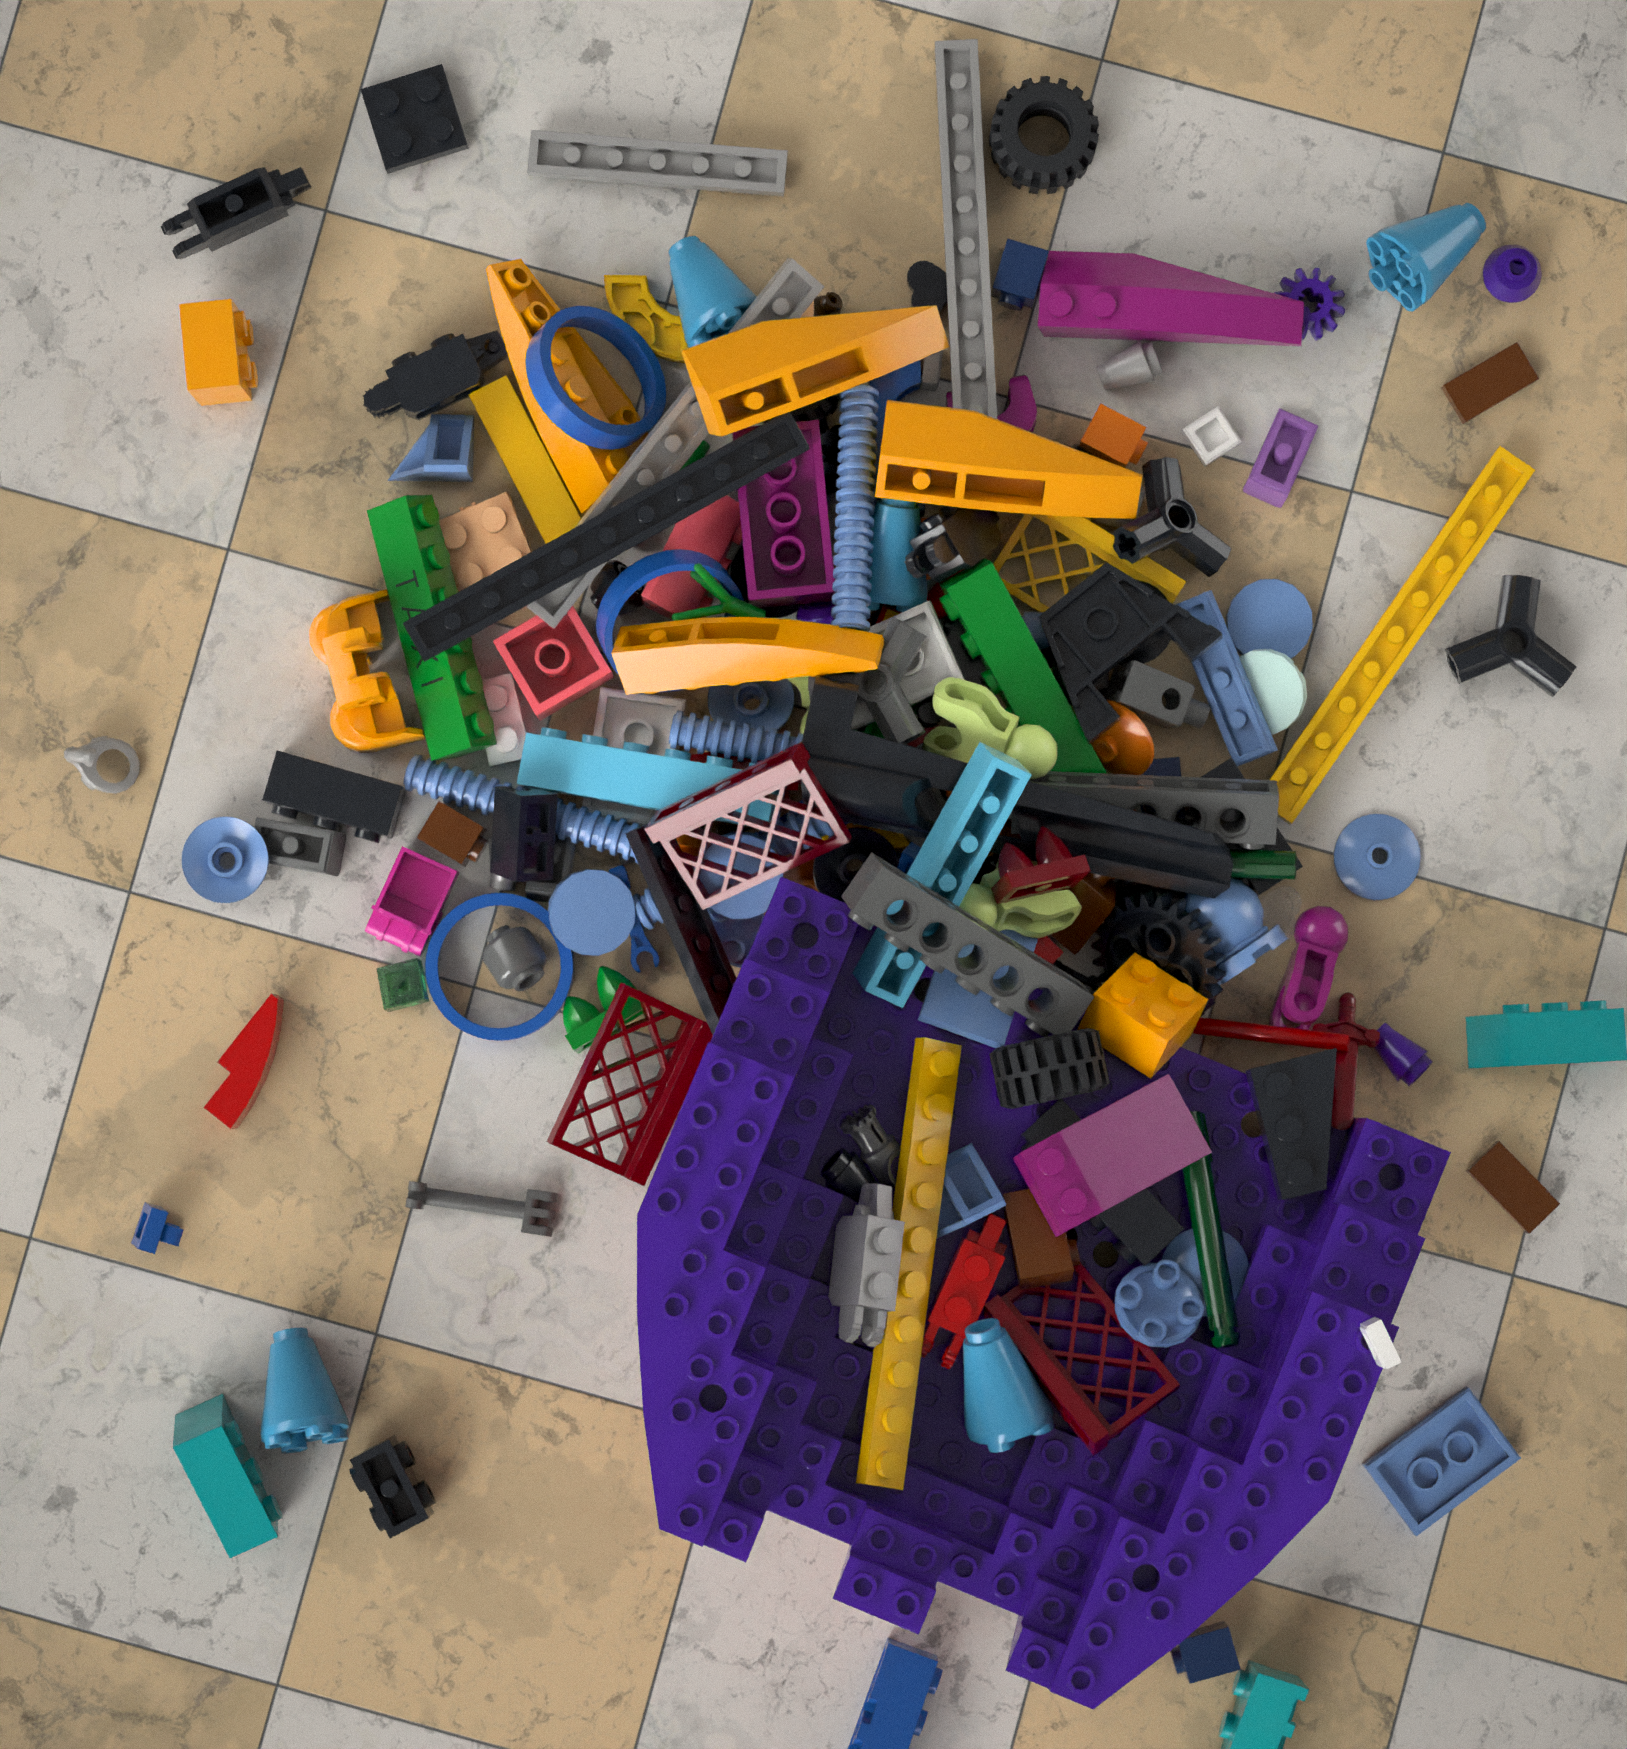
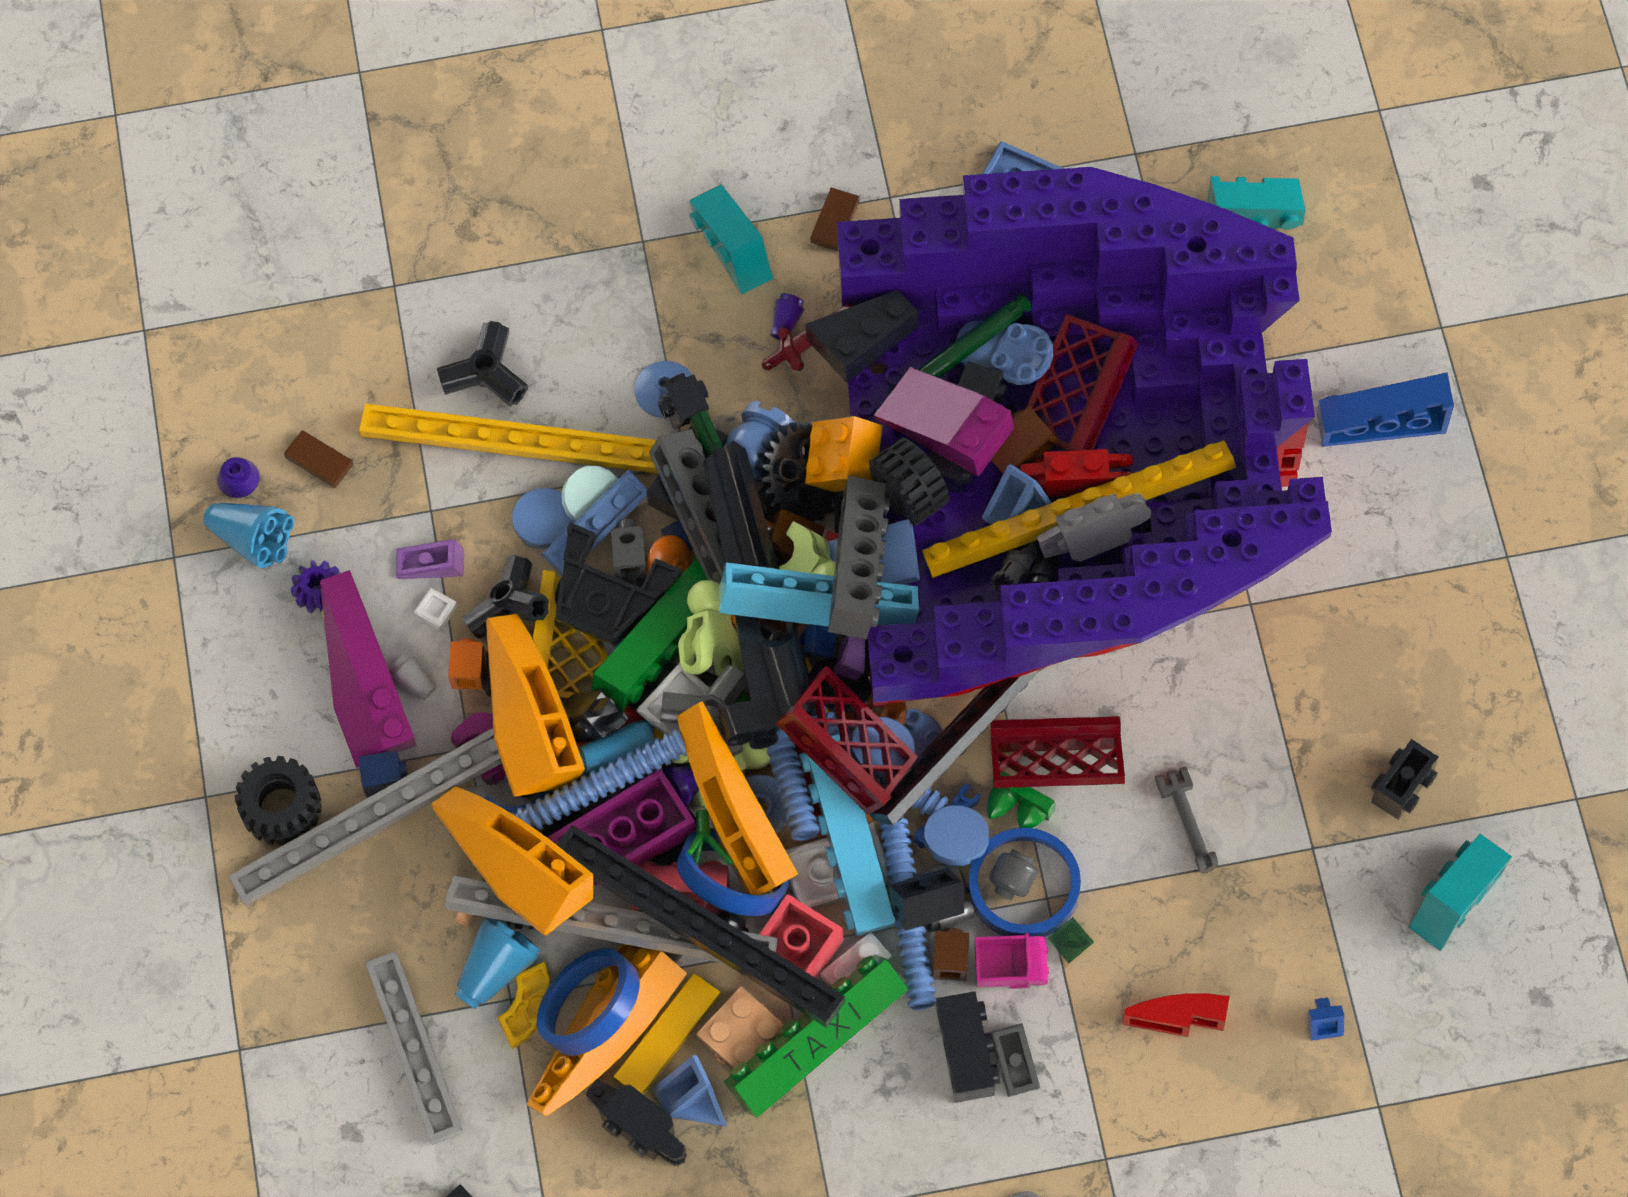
camera: 115 degrees left, 20 degrees down
(203, 854) = (1053, 1082): medium blue dish -> none
(299, 1396) = (1379, 867): dark azure cone -> none
(366, 706) = (849, 1086): light orange piece -> none
(927, 285) = (418, 829): black tile -> none
(1000, 1390) = (1130, 415): dark azure cone -> none
(1053, 872) = (777, 541): dark red tile -> none
(1272, 1034) = (809, 379): red bar -> none
(1309, 975) = (764, 385): magenta piece -> none
(1332, 861) = (682, 399): none -> black brick
(1379, 1343) = (979, 173): white tile -> none

